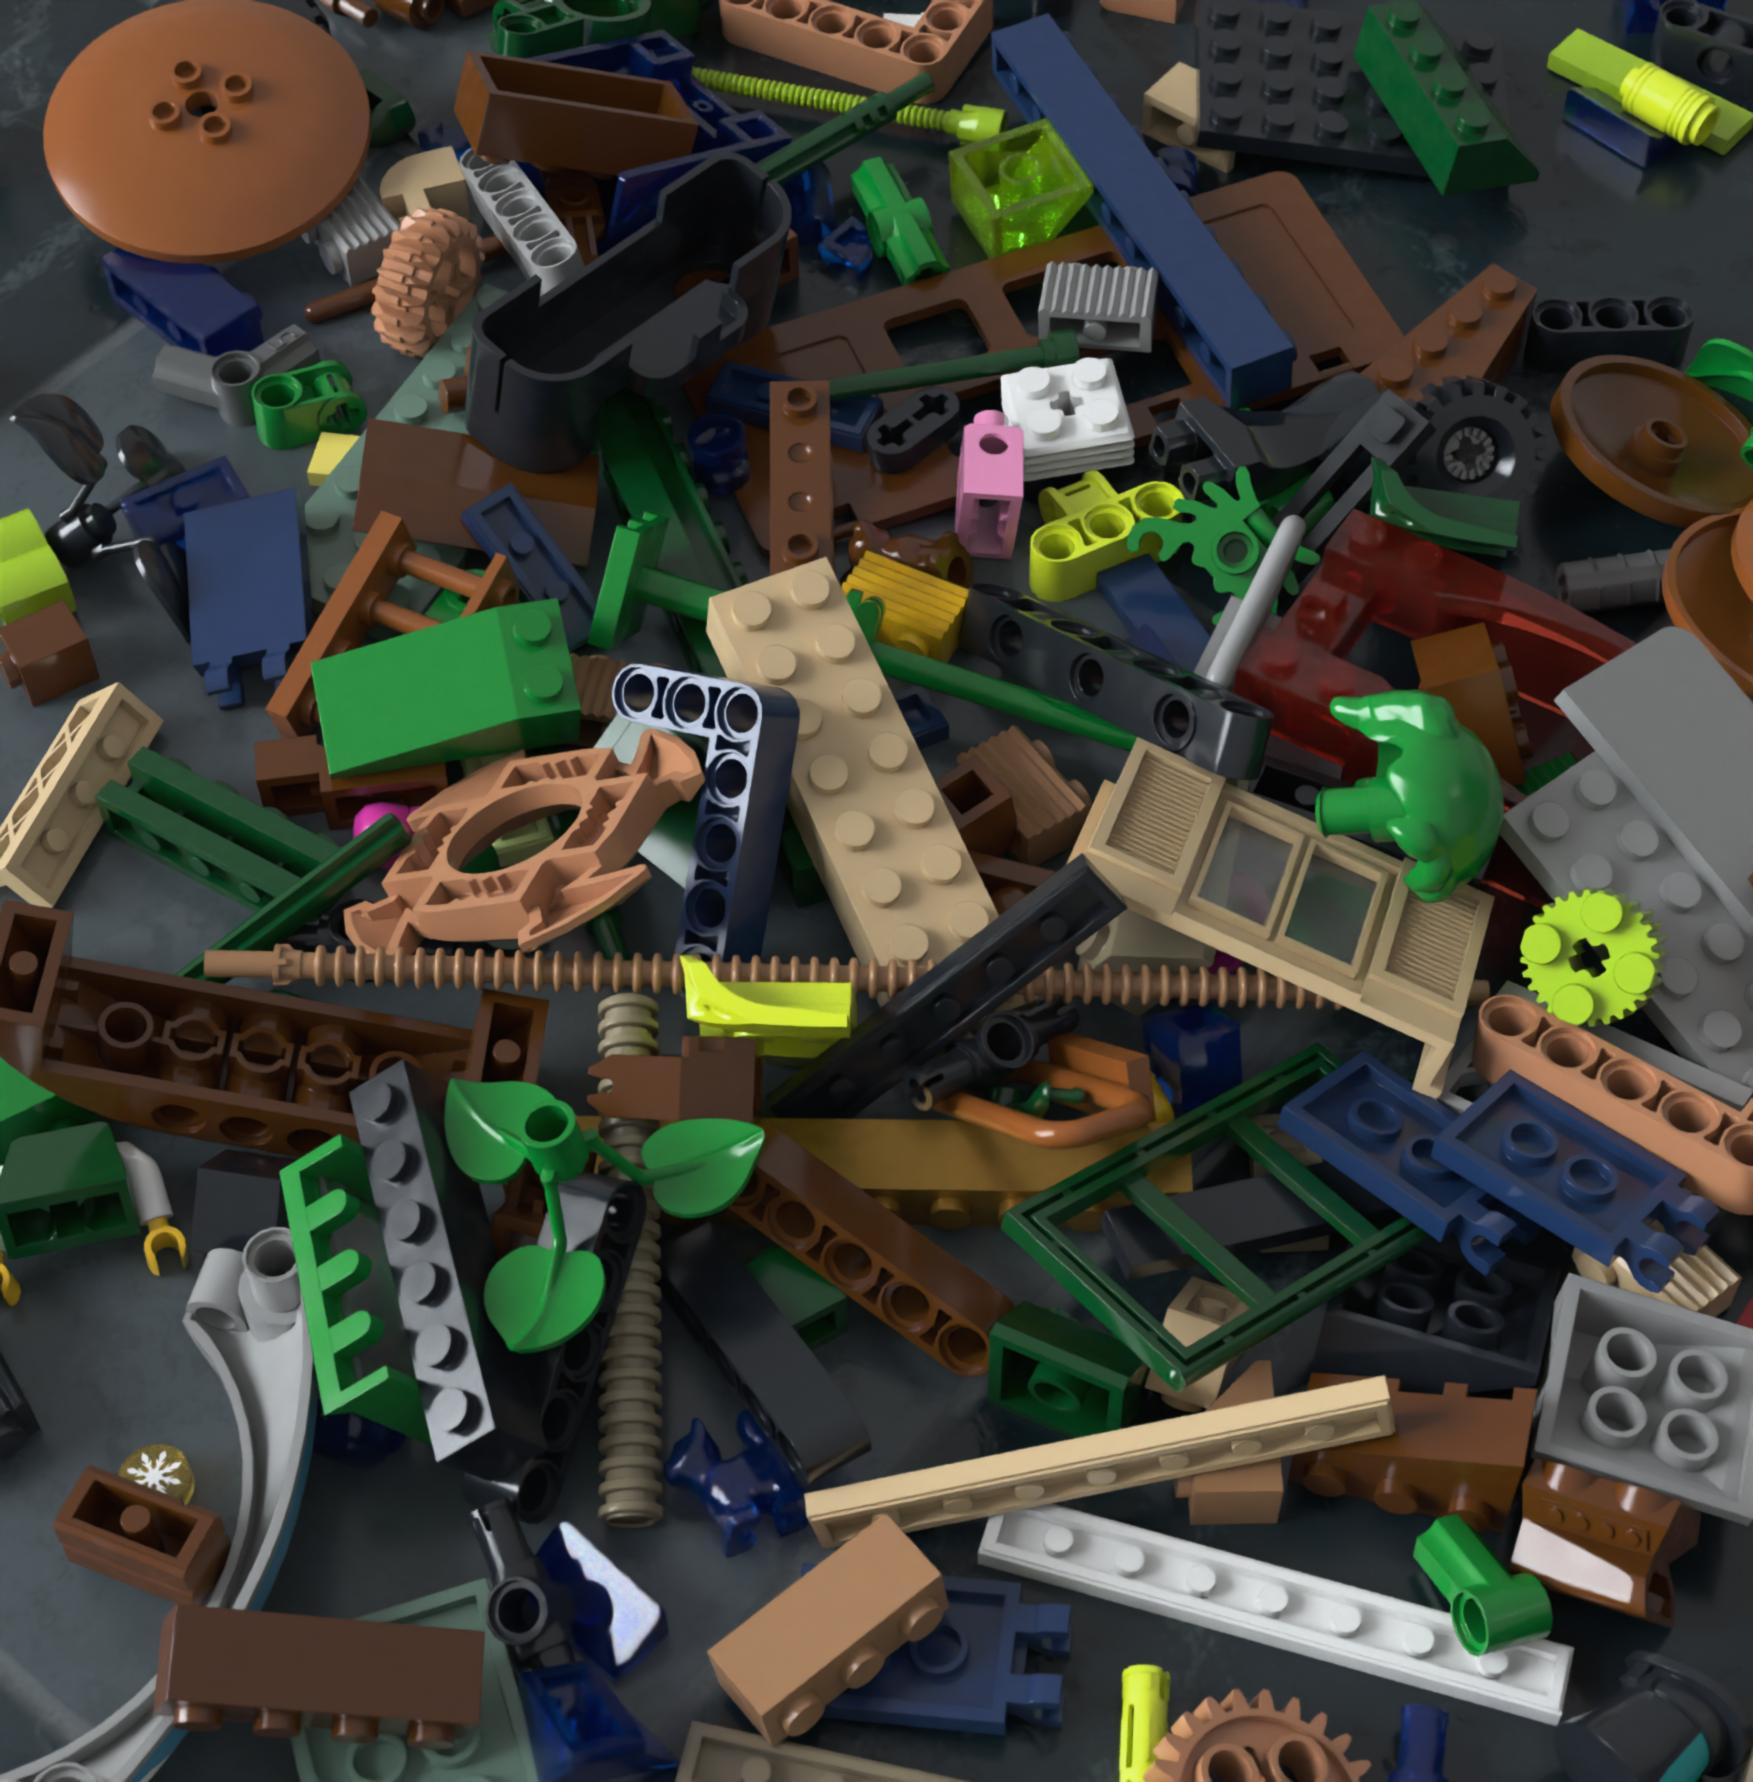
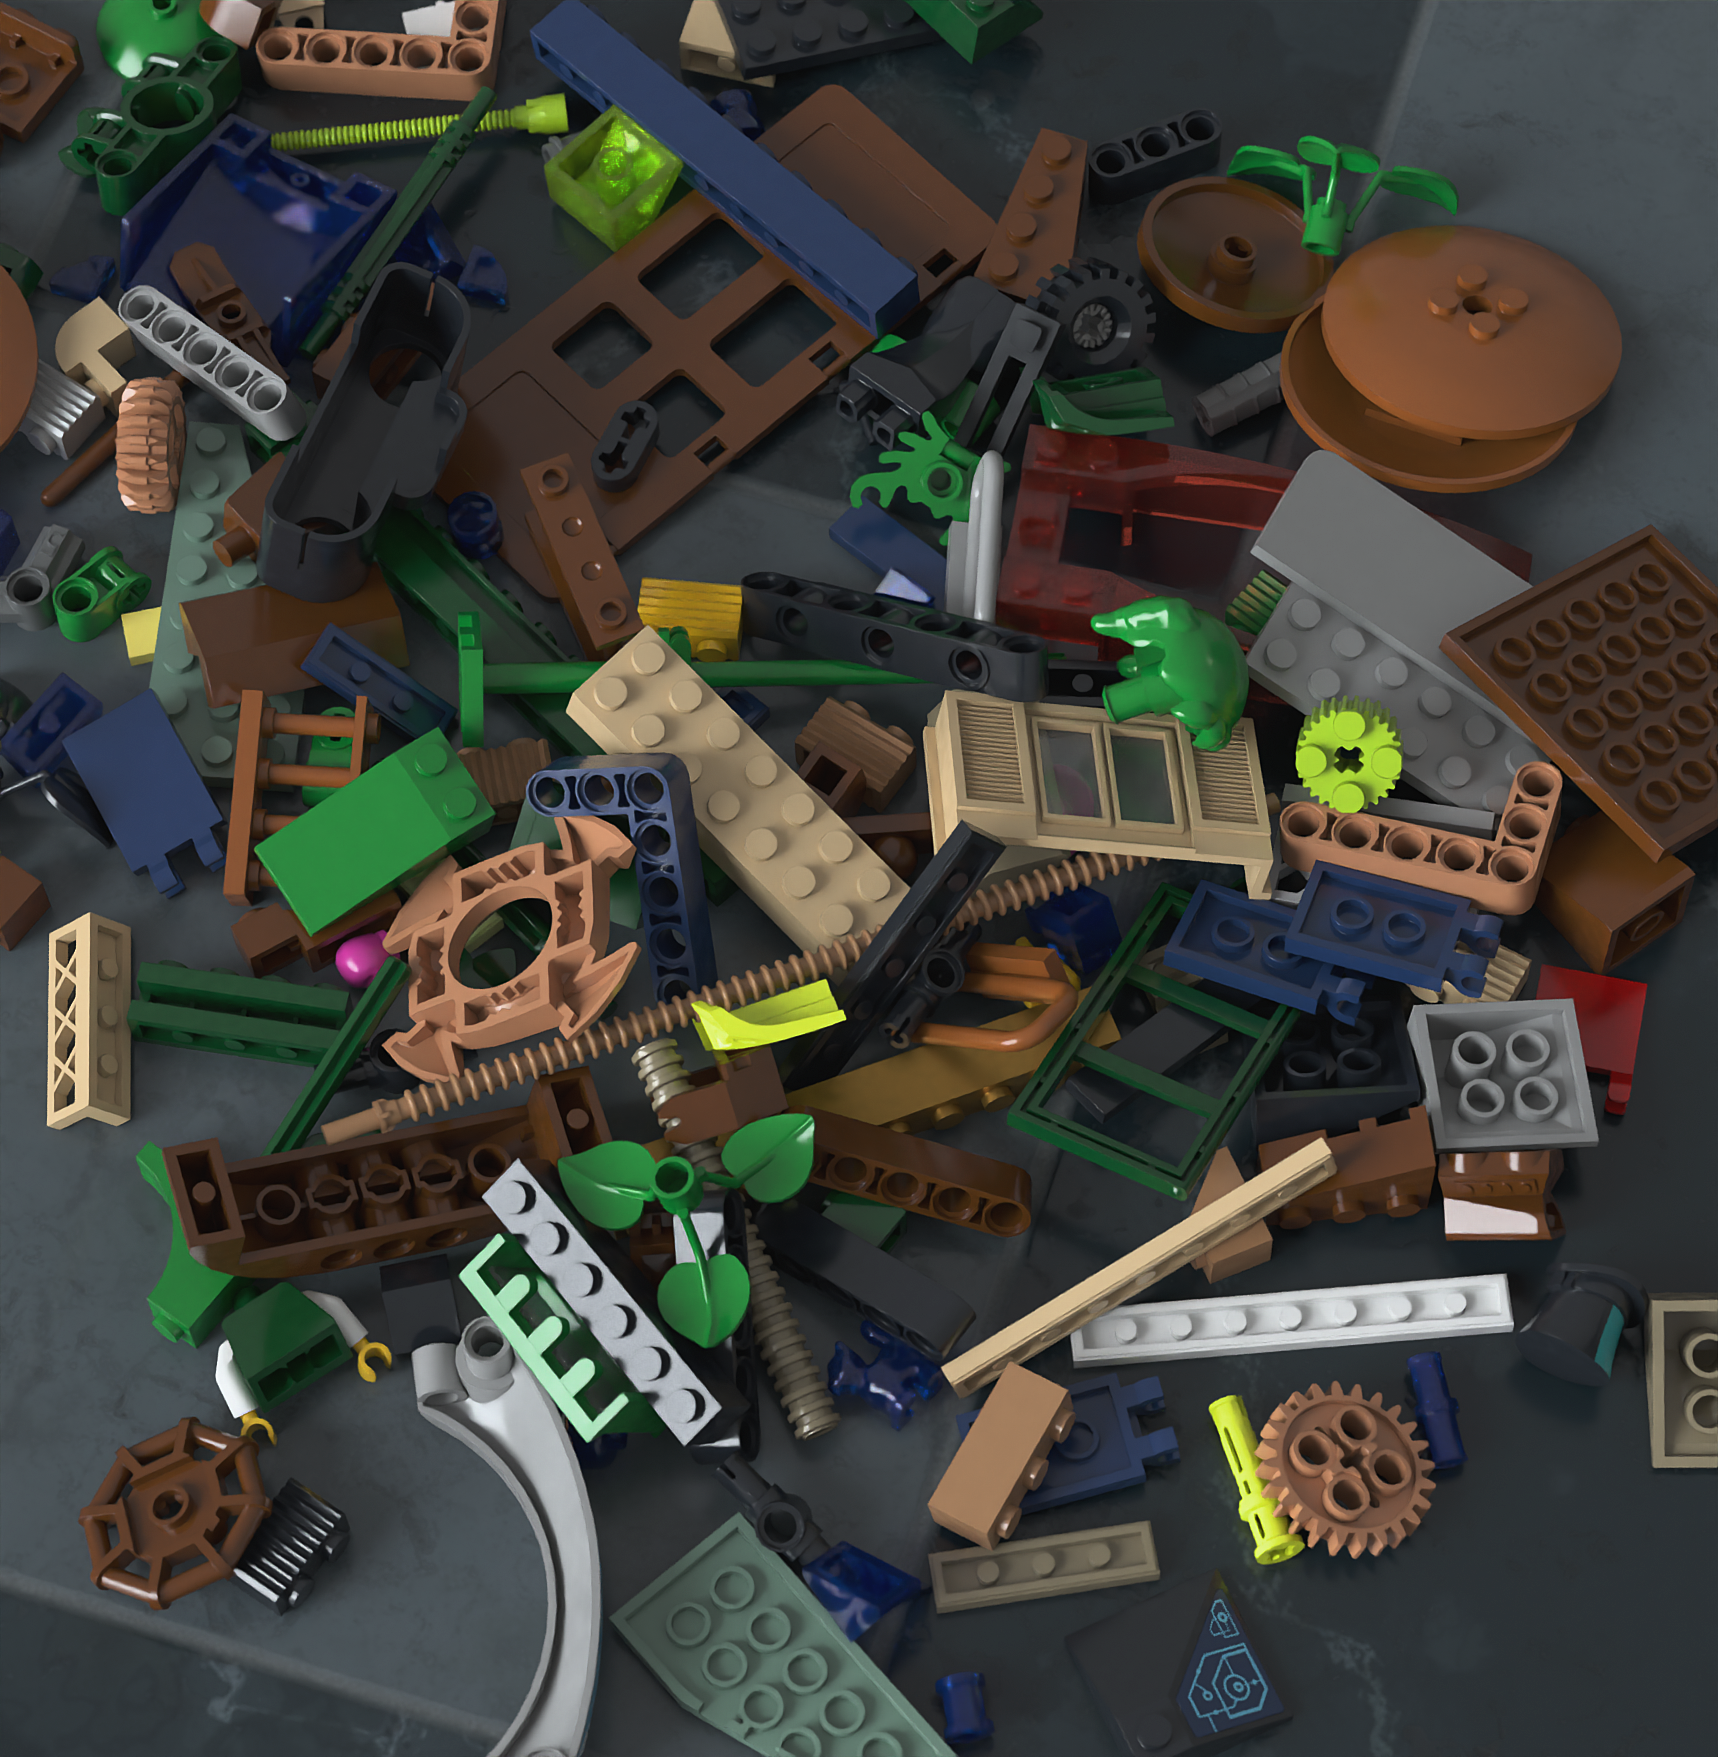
camera: 20 degrees left, 10 degrees up
(142, 1537) = (481, 1577): reddish brown brick -> none
(161, 1469) = (459, 1534): clear yellow tile -> none
(318, 1675) = (675, 1623): reddish brown brick -> none
(569, 116) = (209, 244): reddish brown piece -> none
(613, 1615) = (838, 1501): clear blue slope -> none
(746, 395) = (502, 453): dark blue tile -> none
(897, 223) = (519, 241): green piece -> none
(940, 557) = (696, 564): reddish brown animal -> none
(989, 470) = (716, 483): bright pink torso -> none
(1038, 1102) = (952, 1013): dark green piece -> none
(1055, 350) = (715, 337): dark green piece -> none
(1063, 1372) = (1085, 1210): dark green slope -> none
(1069, 418) = (747, 425): white brick -> none
(1090, 531) = (803, 475): neon yellow piece -> none
(1101, 305) = (734, 279): light grey brick -> none
(1191, 1316) = (1166, 1135): tan slope -> none
(1481, 689) = (1179, 555): reddish brown brick -> none
(1487, 1602) = (1440, 1265): green piece -> none

